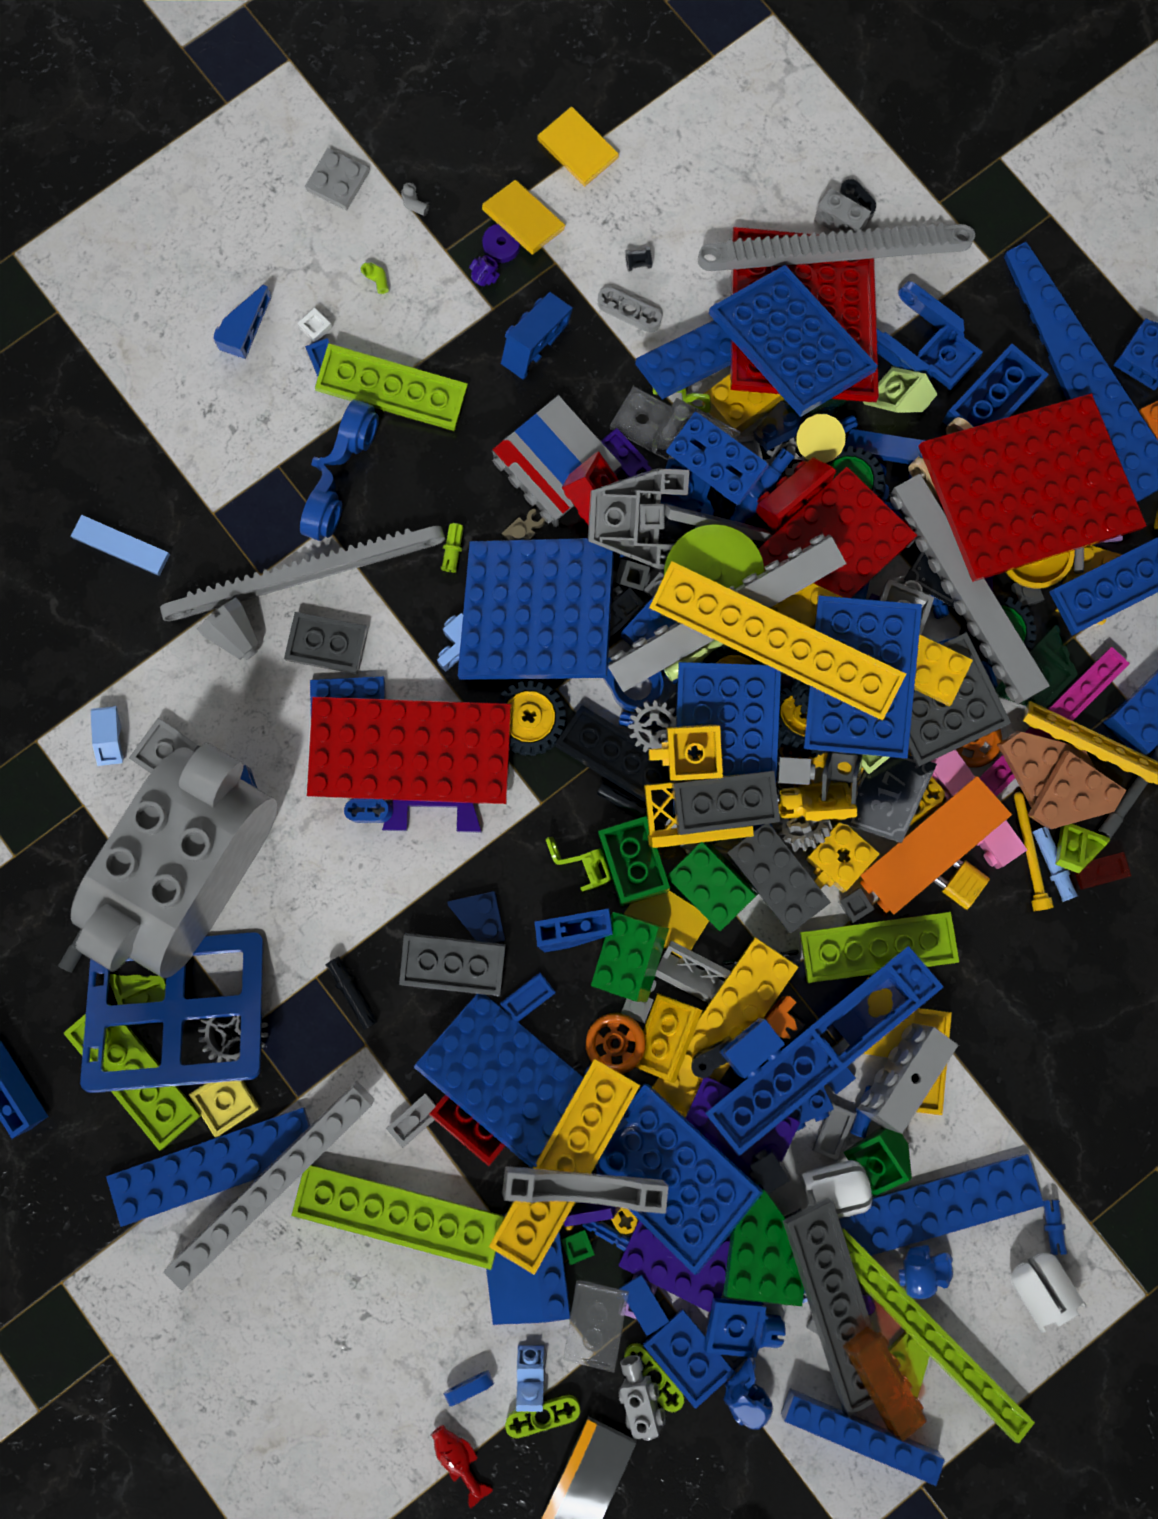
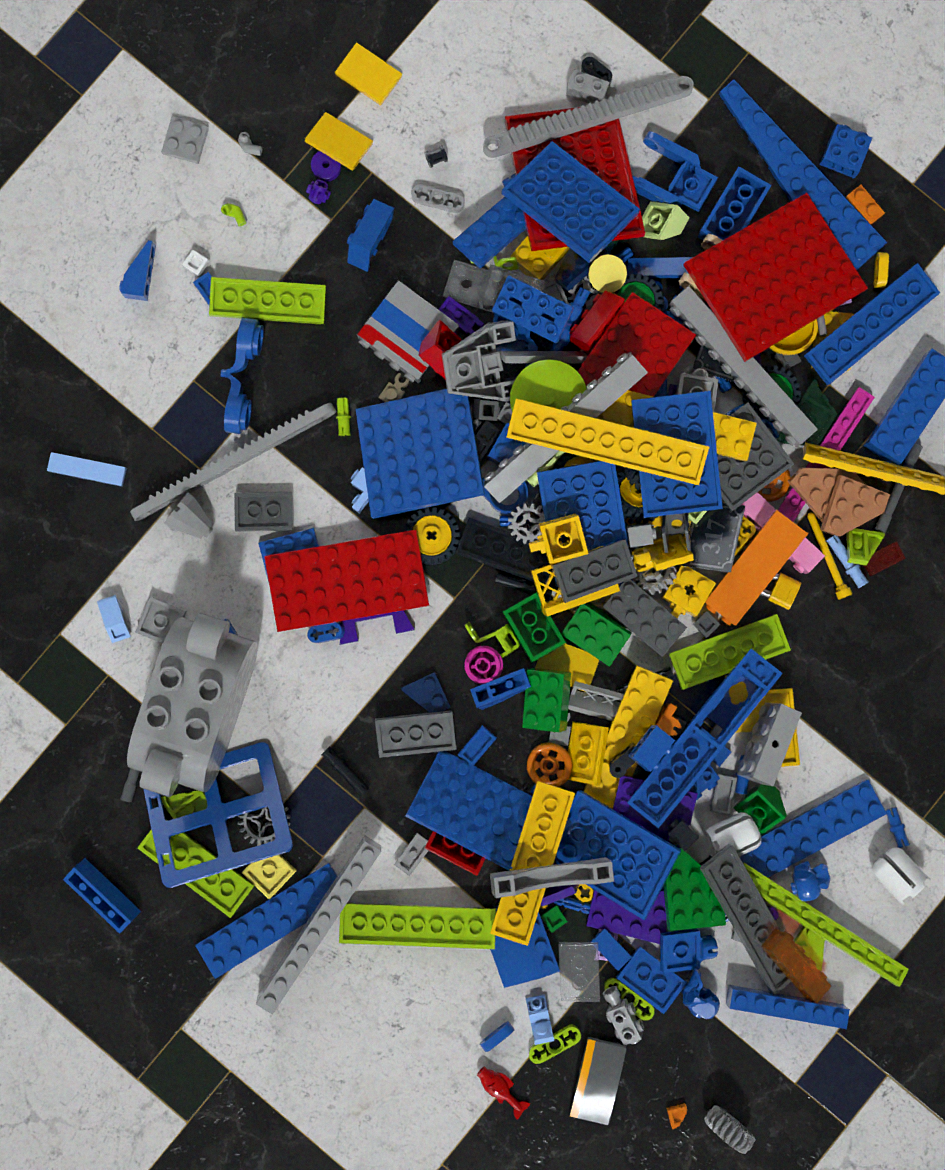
camera: 15 degrees left, 5 degrees up
(558, 894) = (483, 664): none -> dark pink cone

